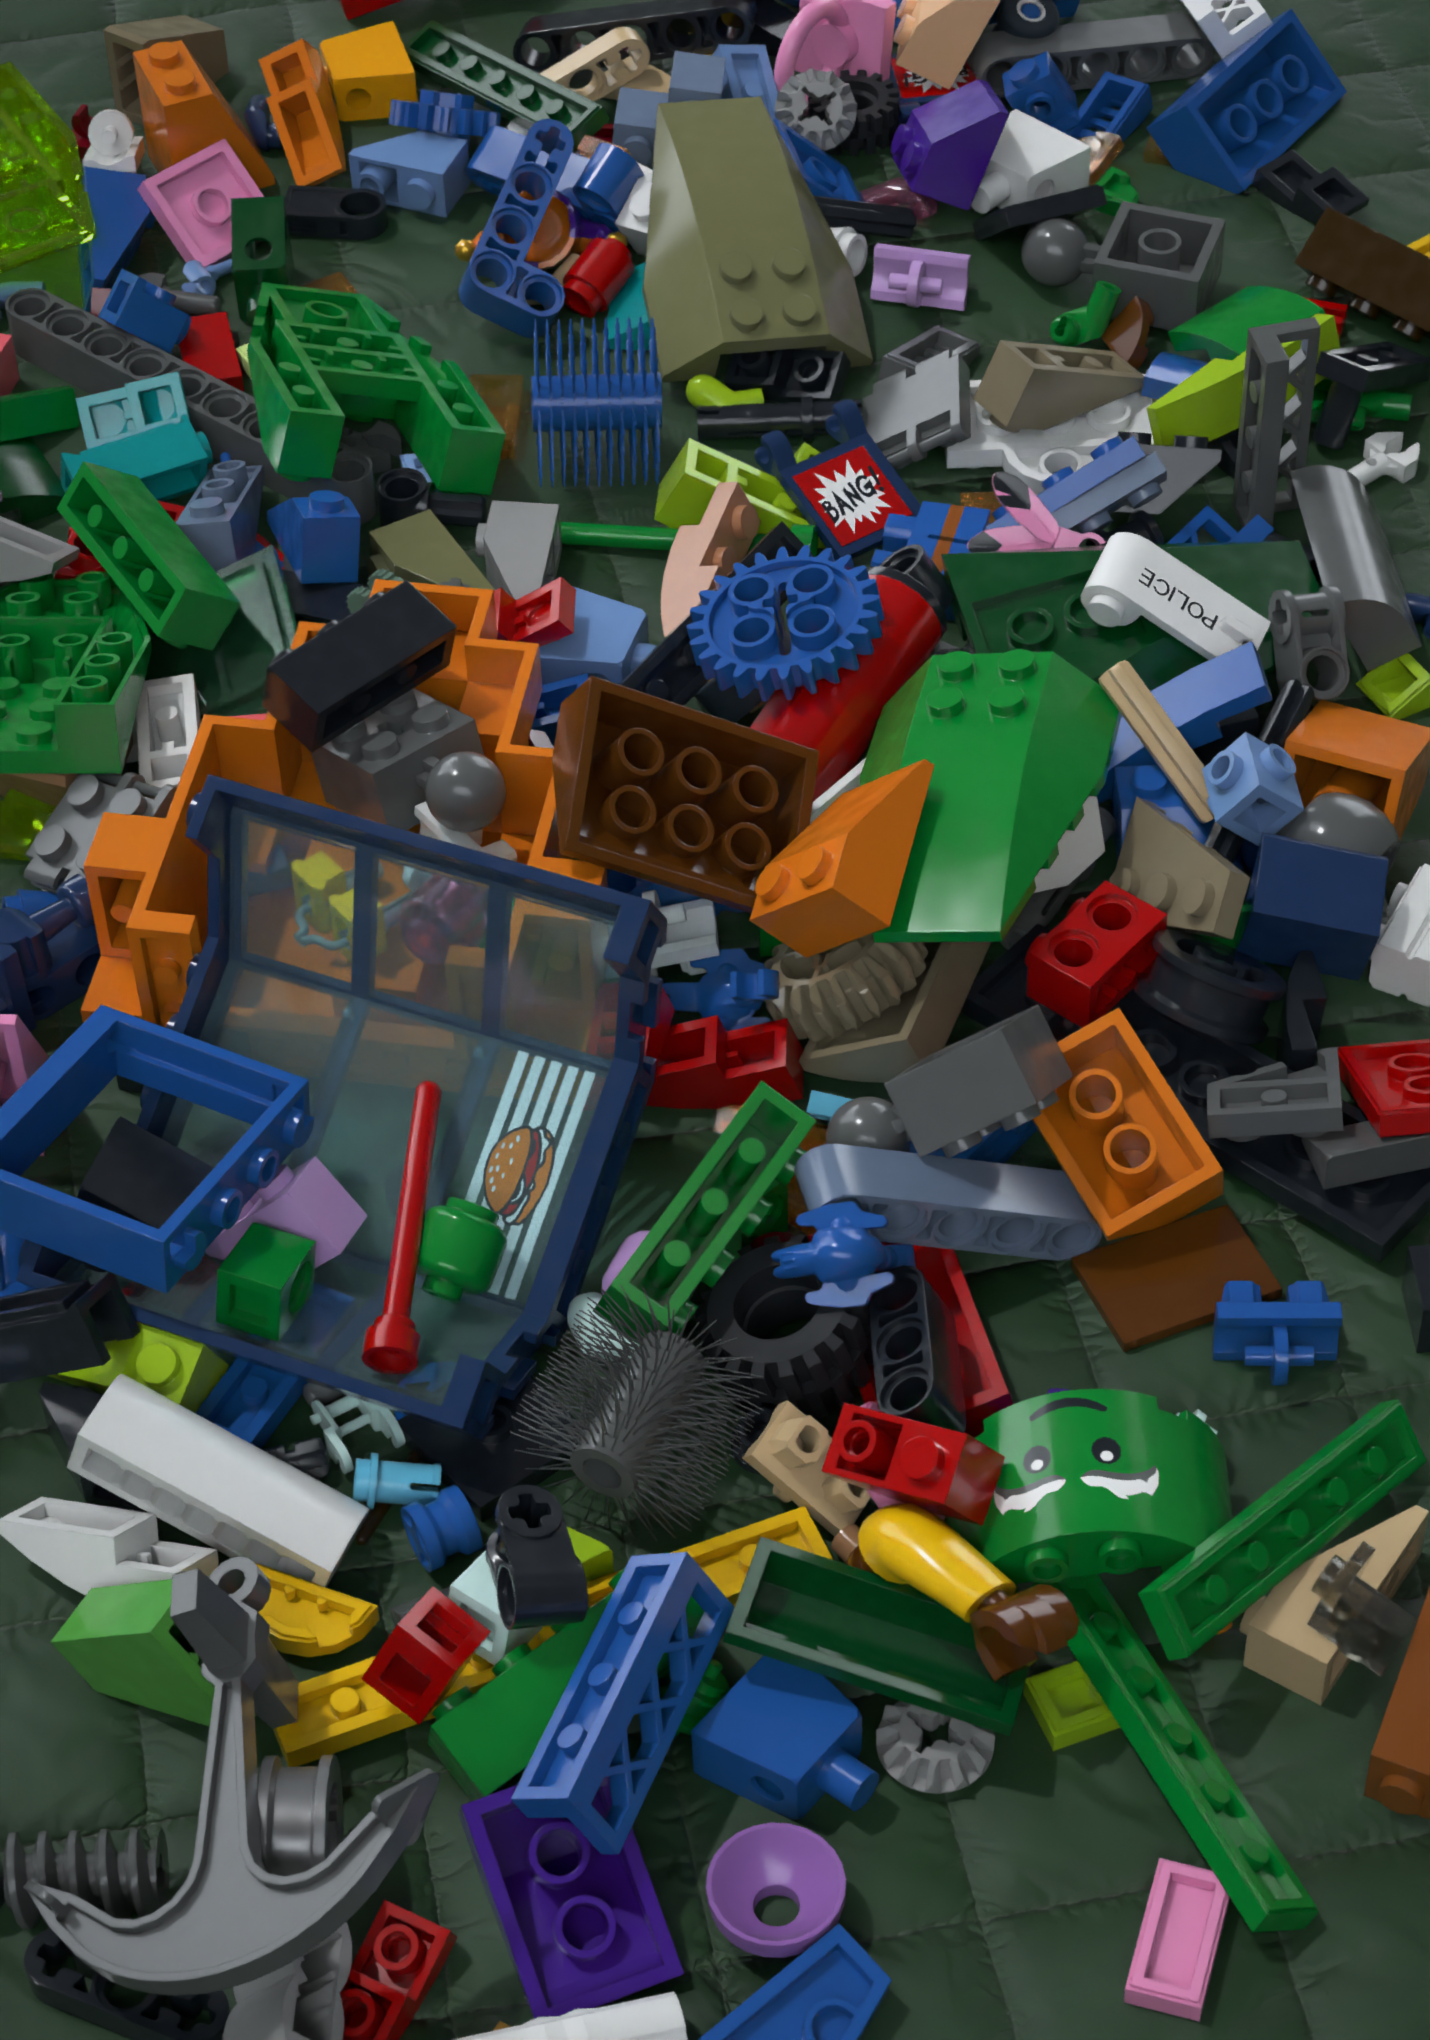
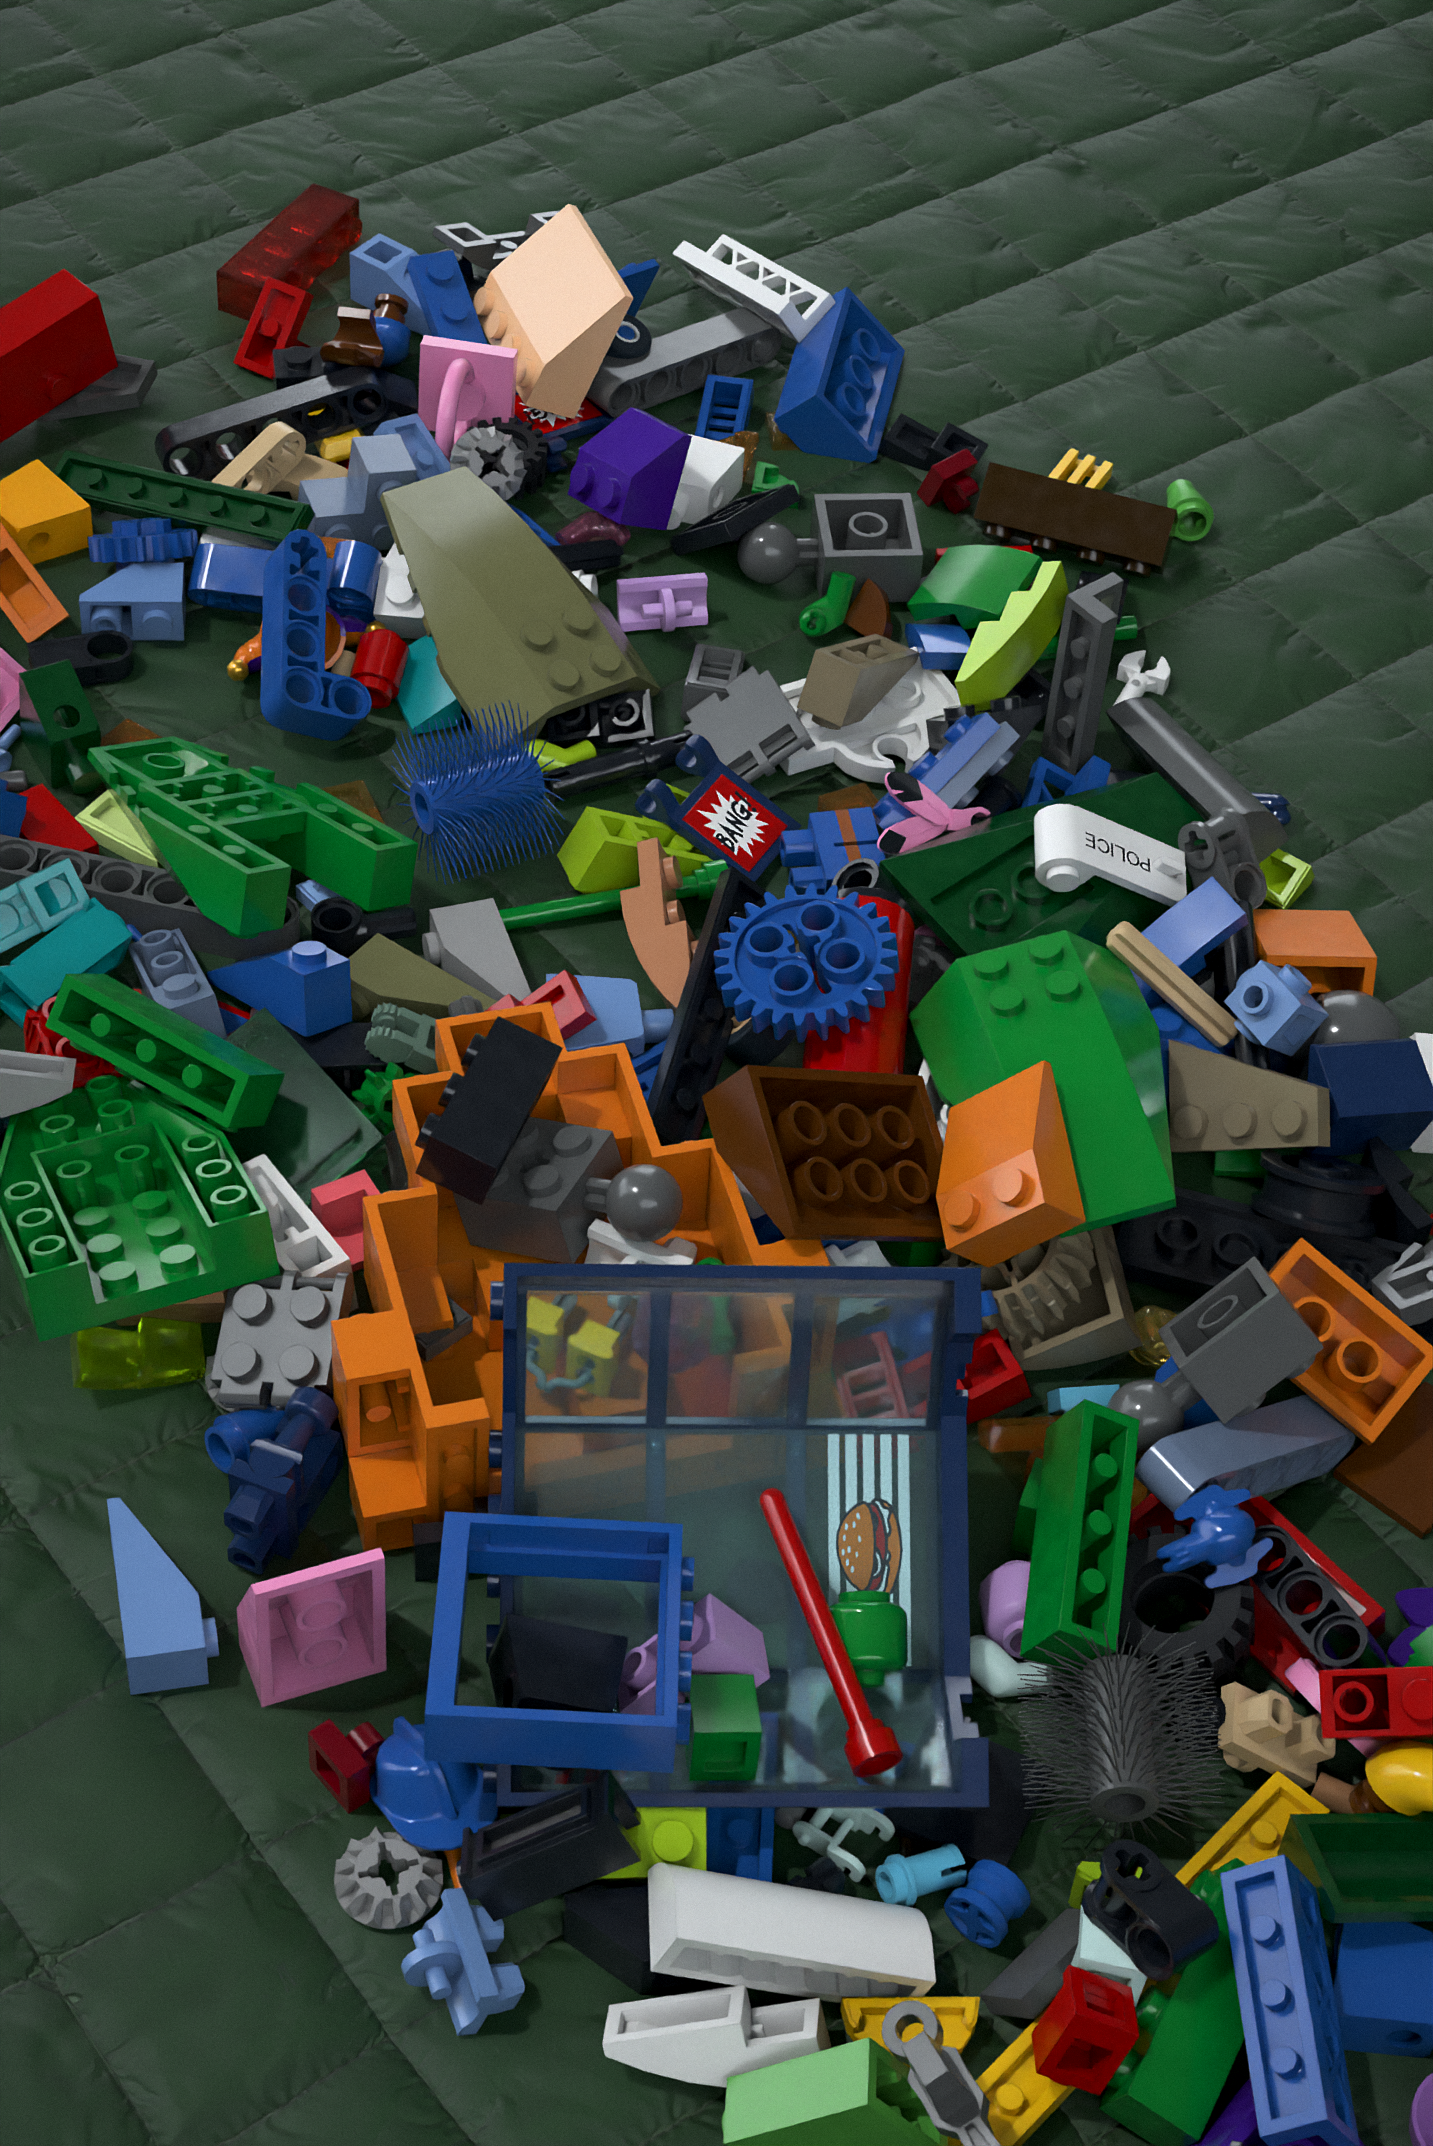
camera: 30 degrees left, 0 degrees up
(1041, 92) = (668, 402): blue brick -> none
(1093, 954) = (1213, 1192): red brick -> none
(1295, 220) = (951, 482): none -> dark red tile

